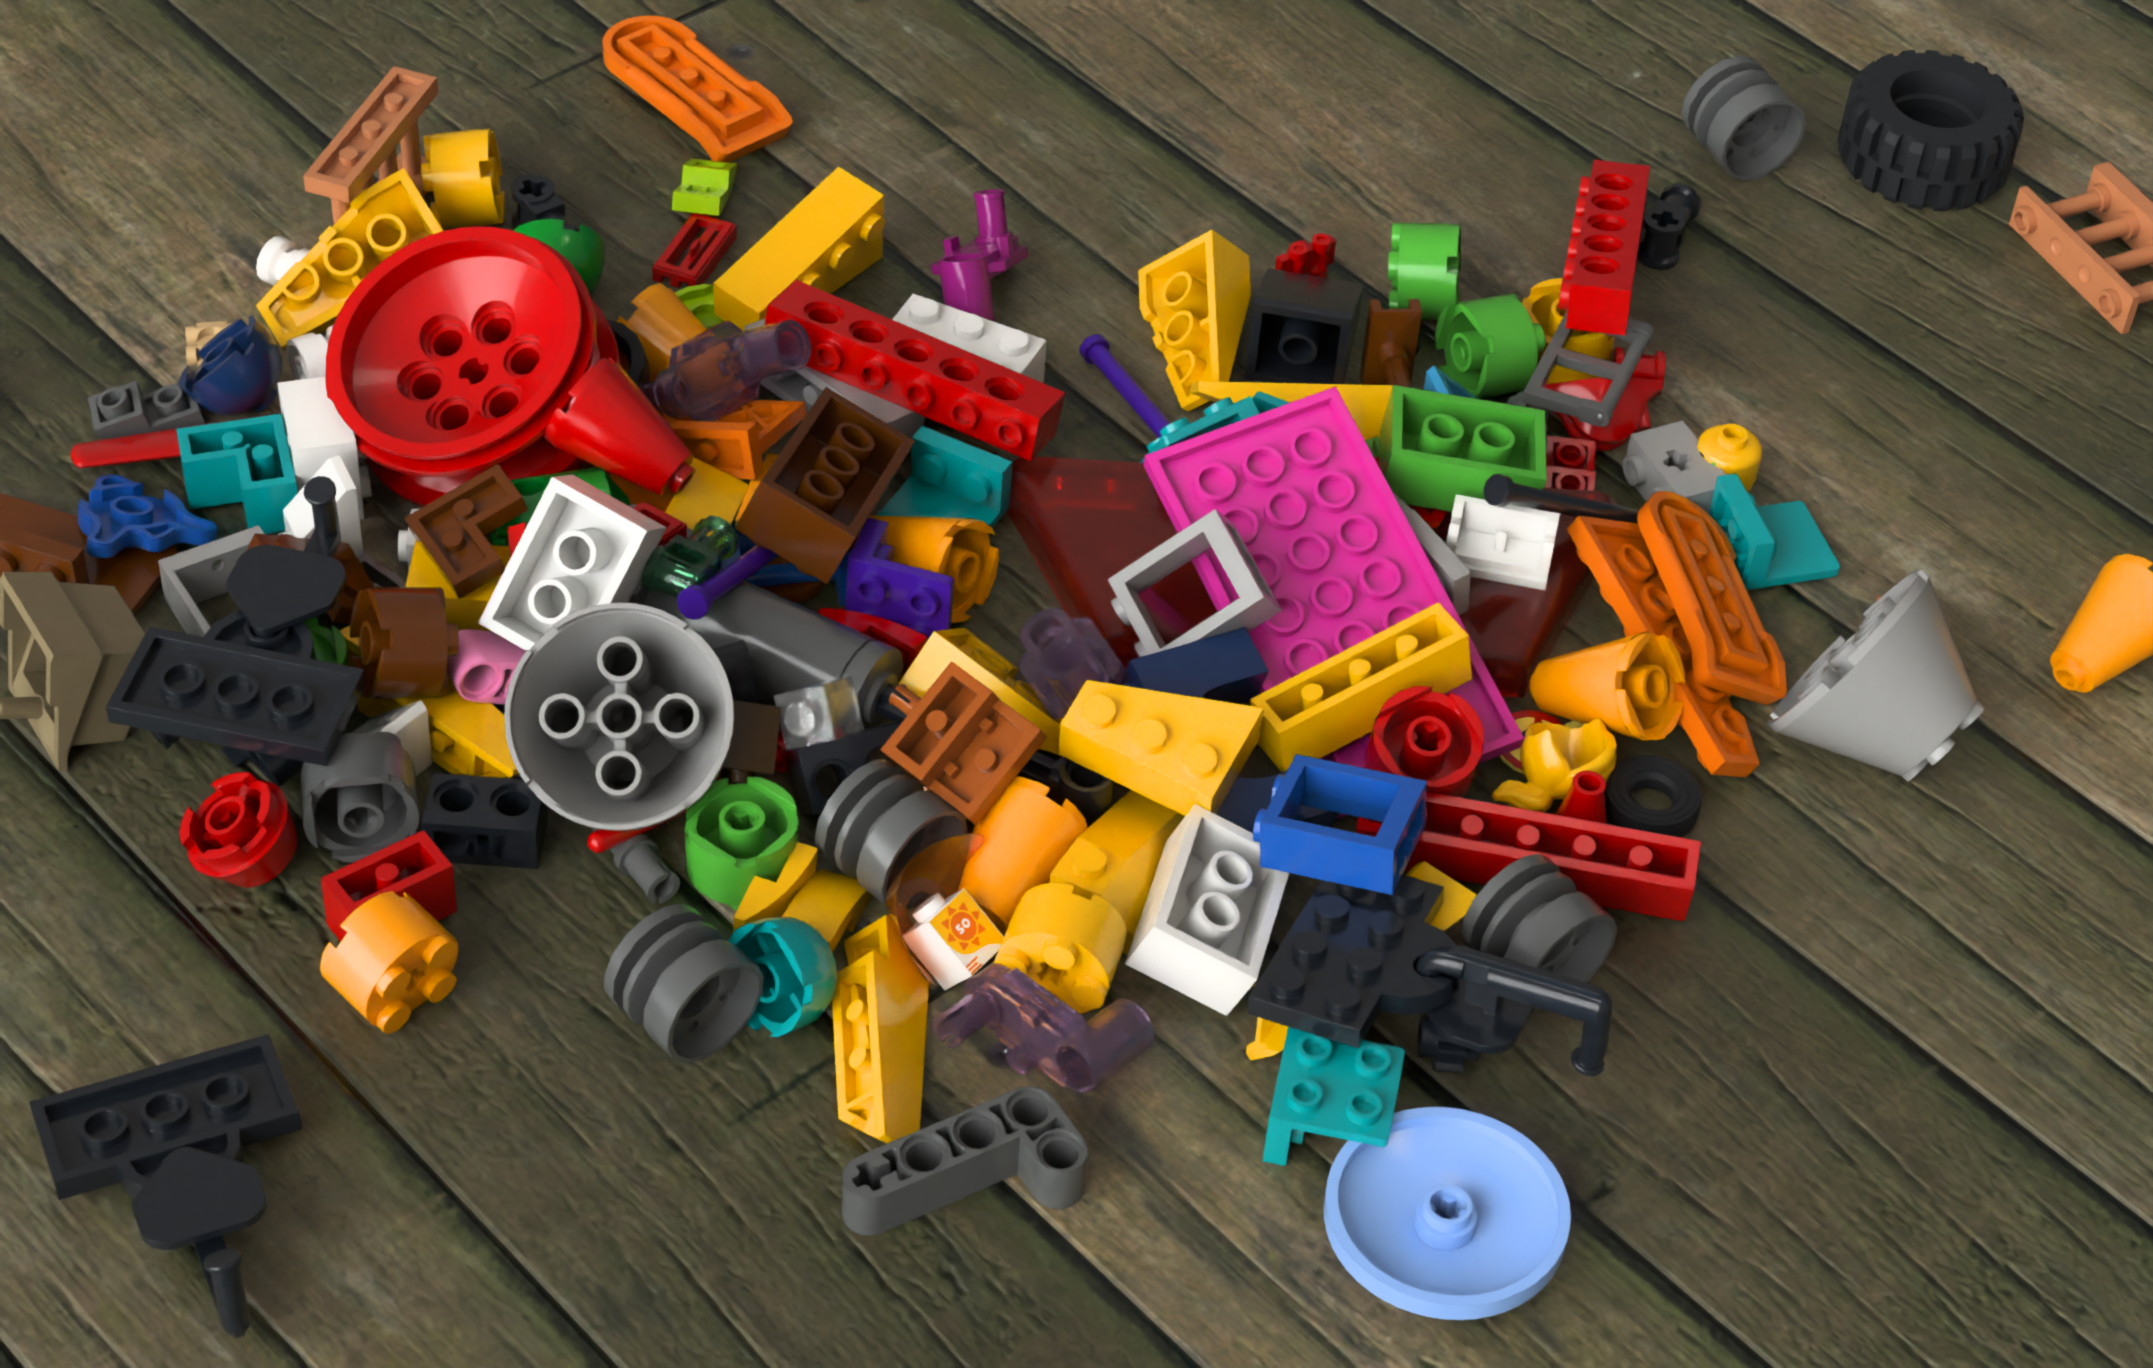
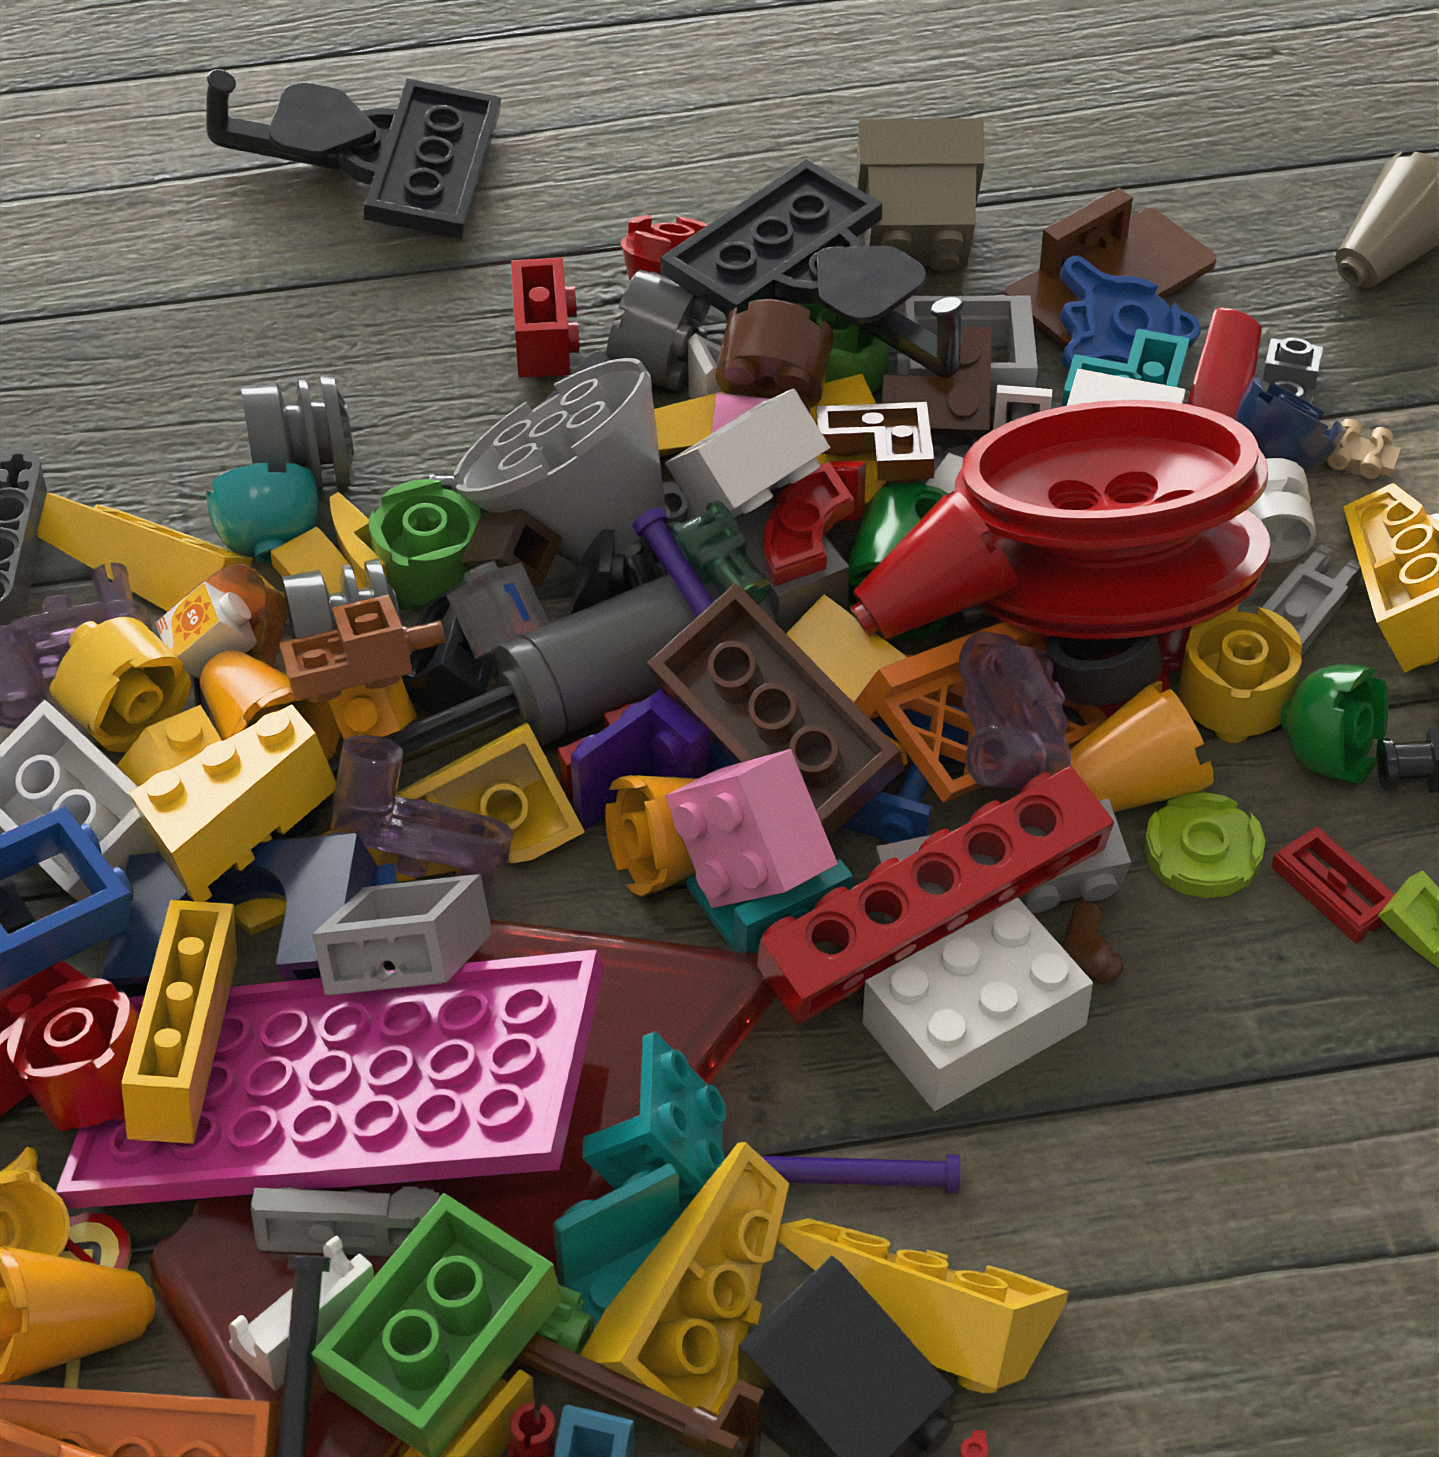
camera: 125 degrees right, 5 degrees up
(391, 960) = (464, 291): light orange brick -> none
(819, 242) = (1226, 928): yellow wedge -> none
(942, 463) = (751, 829): none -> bright pink brick
(969, 268) = (1135, 1095): magenta piece -> none

